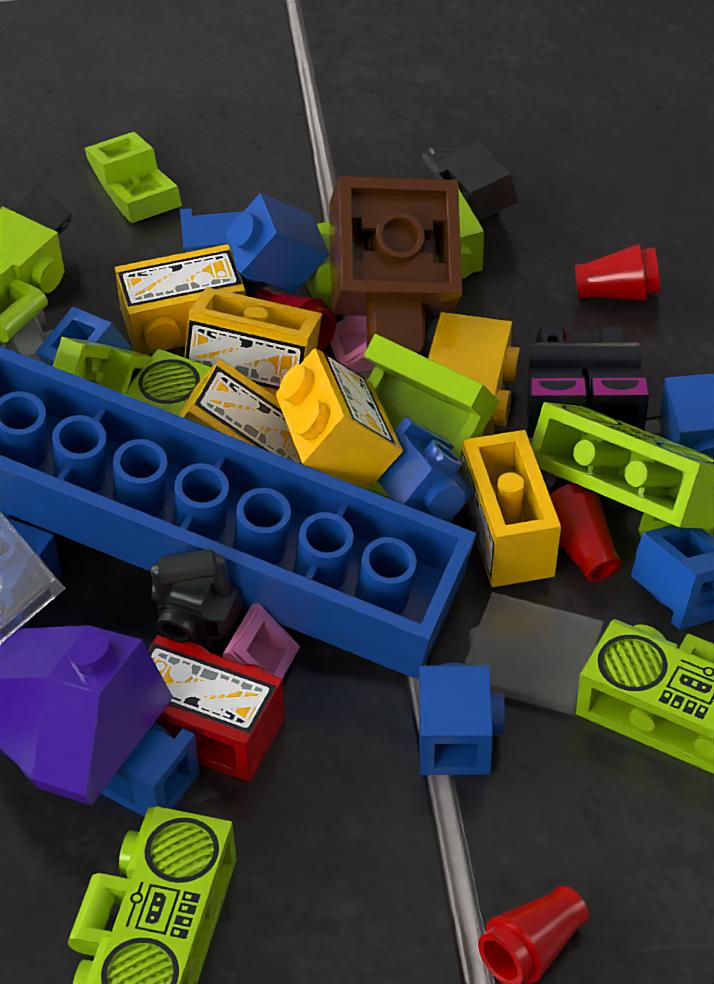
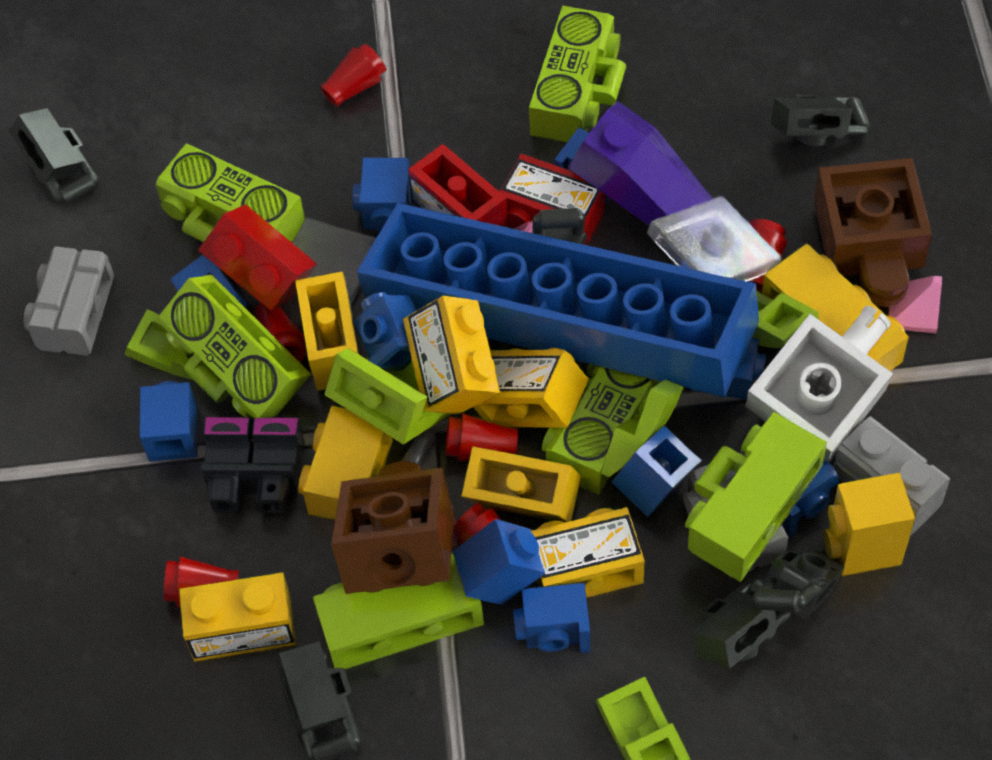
camera: 175 degrees left, 10 degrees up
(344, 686) = (452, 187): none -> red brick
(563, 229) = (237, 617): none -> yellow brick
(624, 576) = (257, 256): none -> red brick

